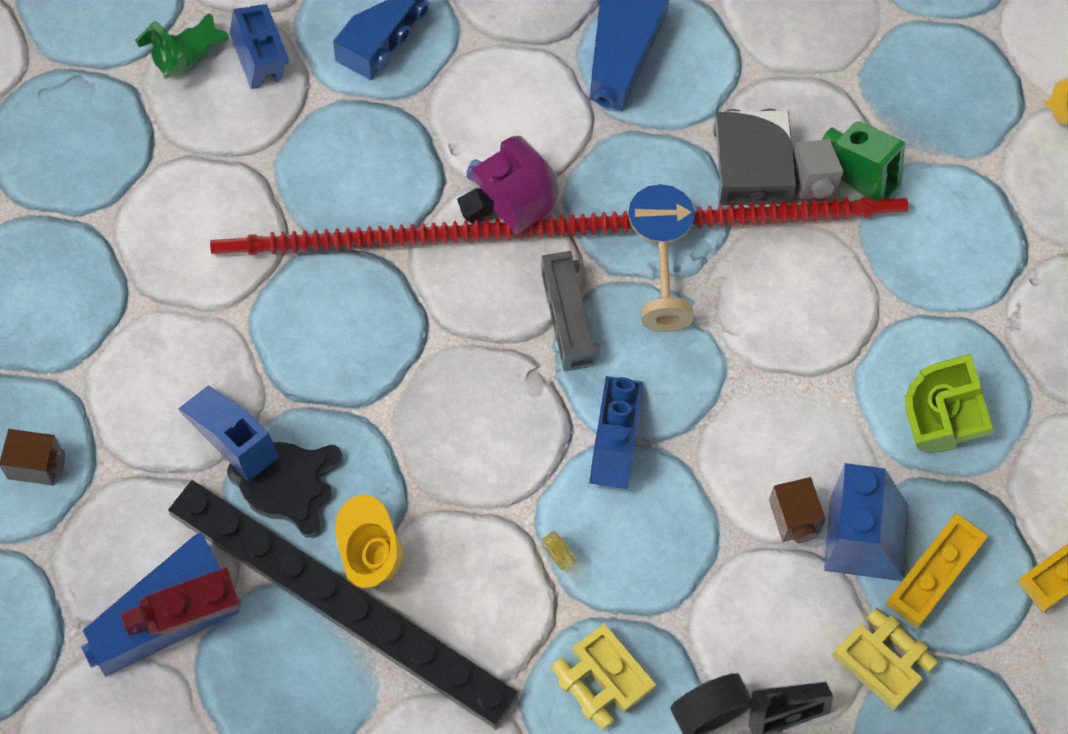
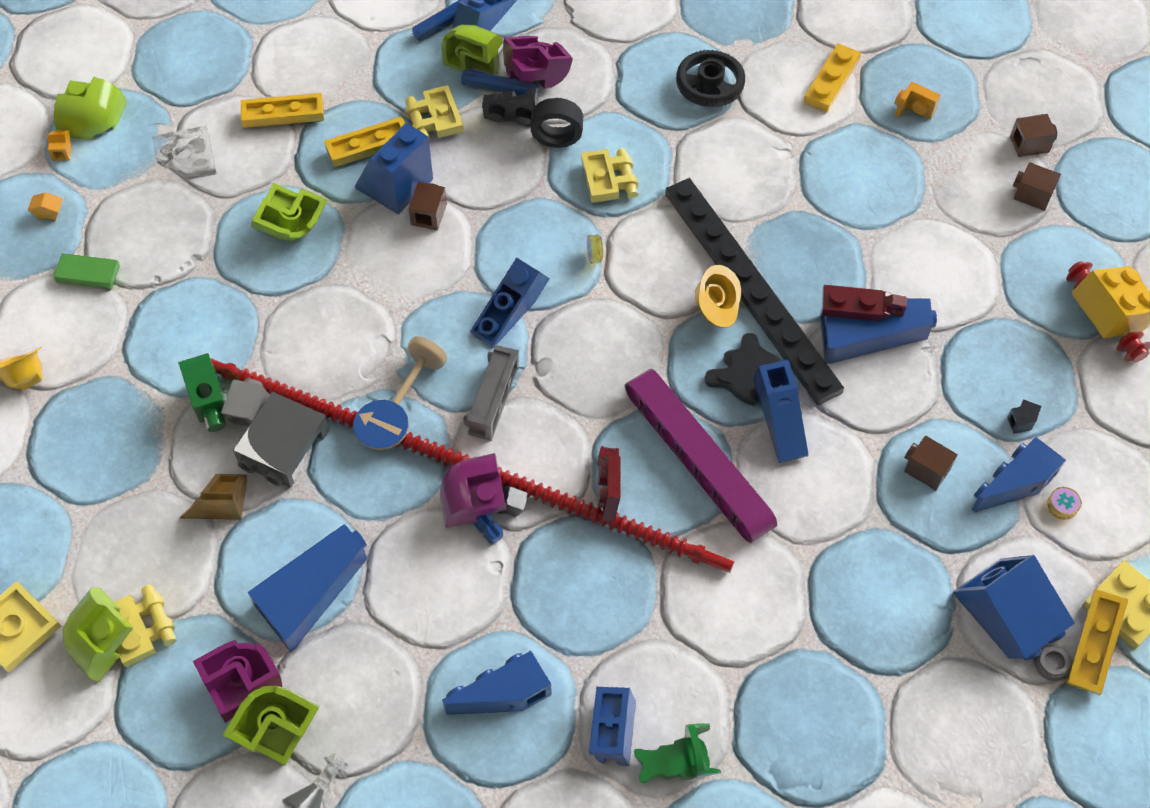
camera: 150 degrees left, 5 degrees down
(303, 348) = (701, 456): none -> magenta beam
(386, 269) = (610, 479): none -> dark red hinge
(770, 76) = (220, 499): none -> pearl gold slope

